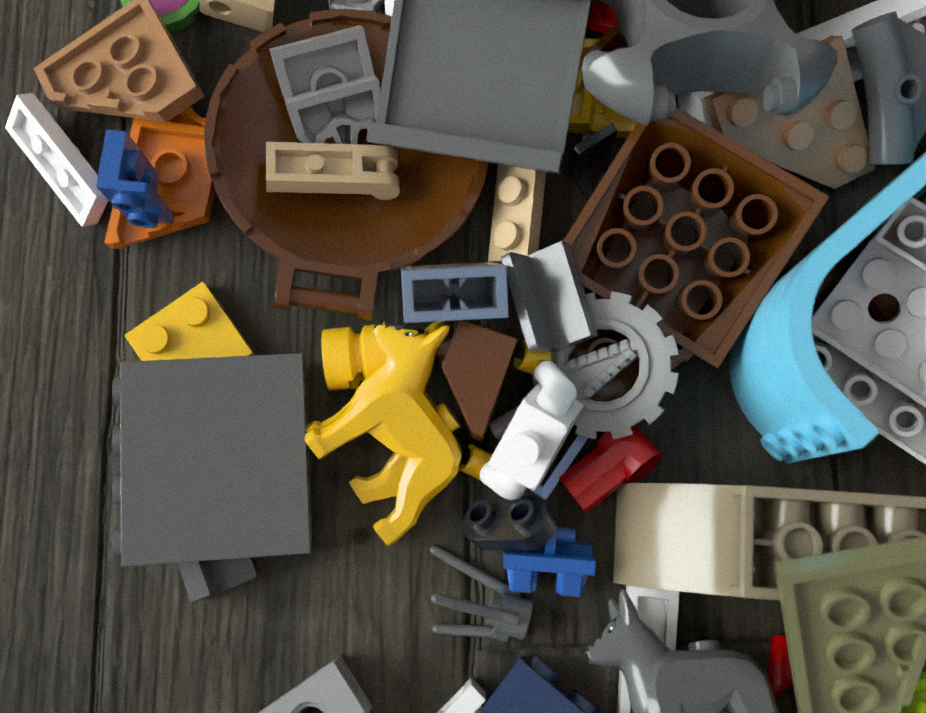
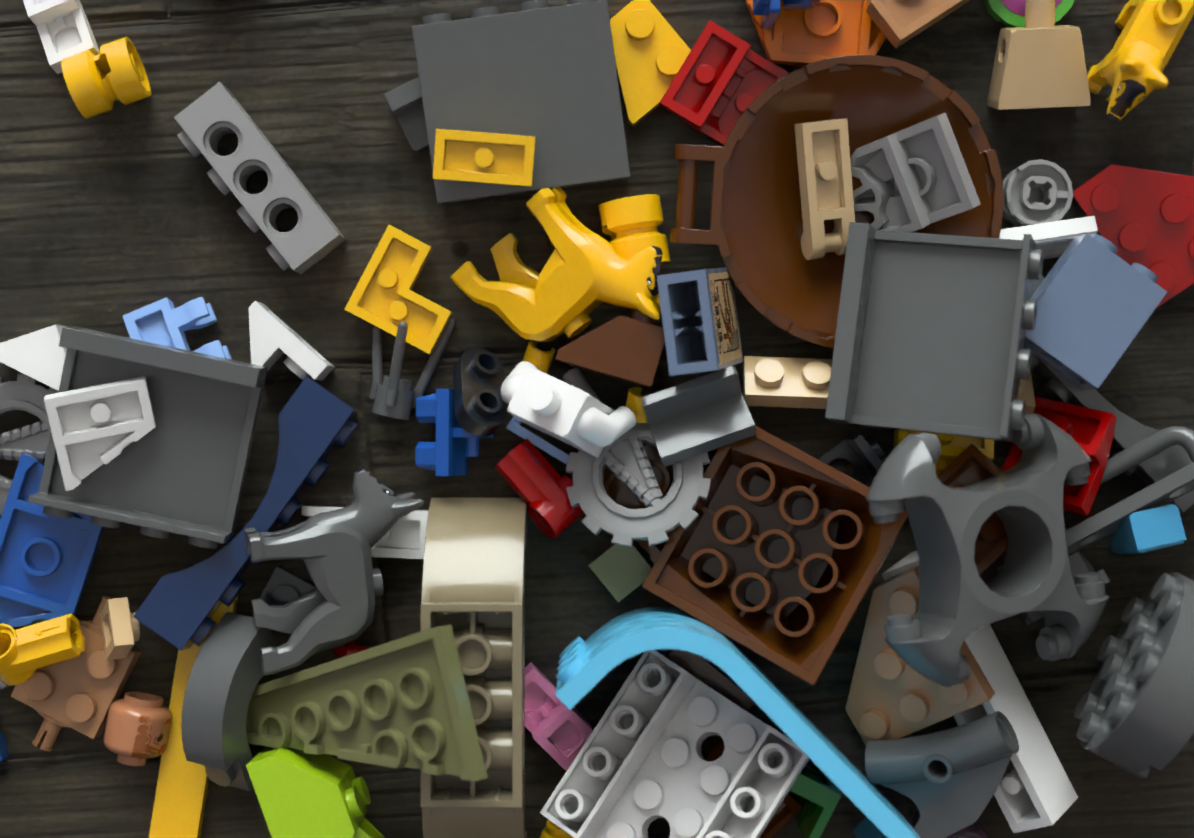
camera: 80 degrees right, 10 degrees up
(222, 266) = (718, 83): none -> red slope
(266, 498) = (484, 157): none -> yellow plate
(402, 615) = (386, 294): none -> yellow plate
(694, 394) = (620, 570): none -> olive tile
(848, 470) = (551, 723): none -> bright pink slope

